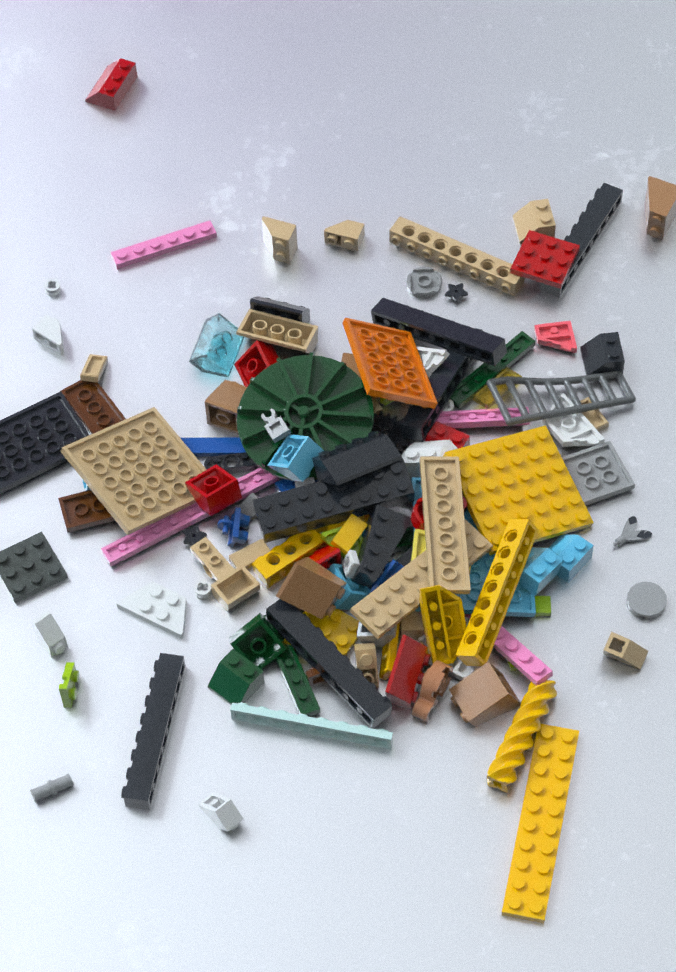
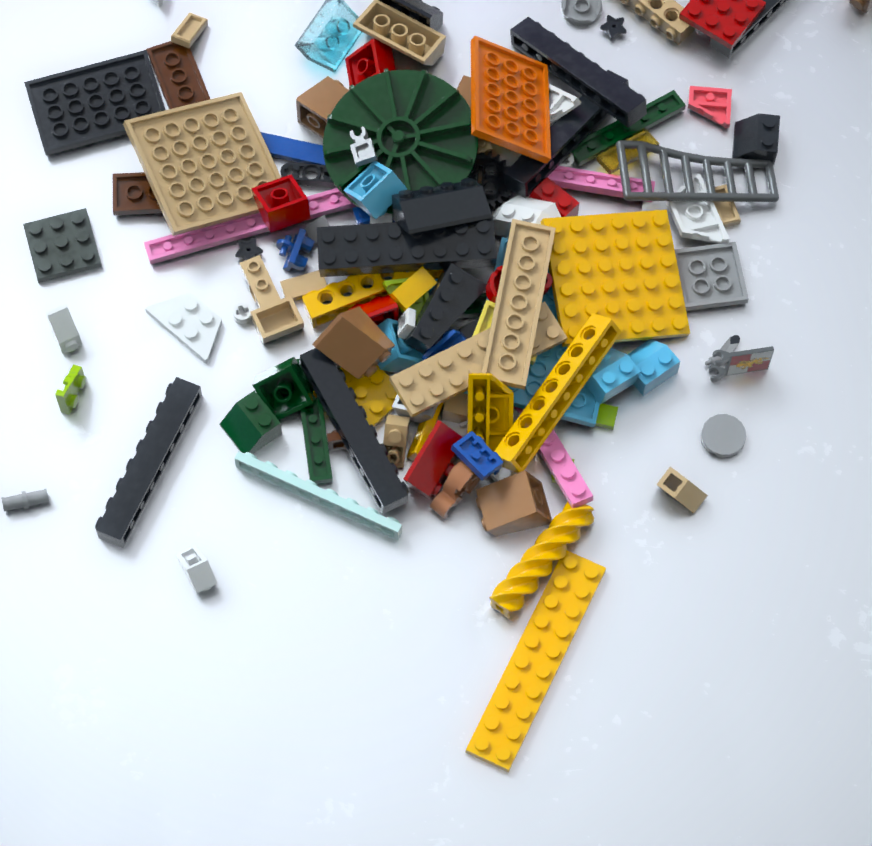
camera: 10 degrees right, 10 degrees up
(444, 658) = (477, 455): none -> blue bracket
(644, 535) = (741, 362): none -> flag

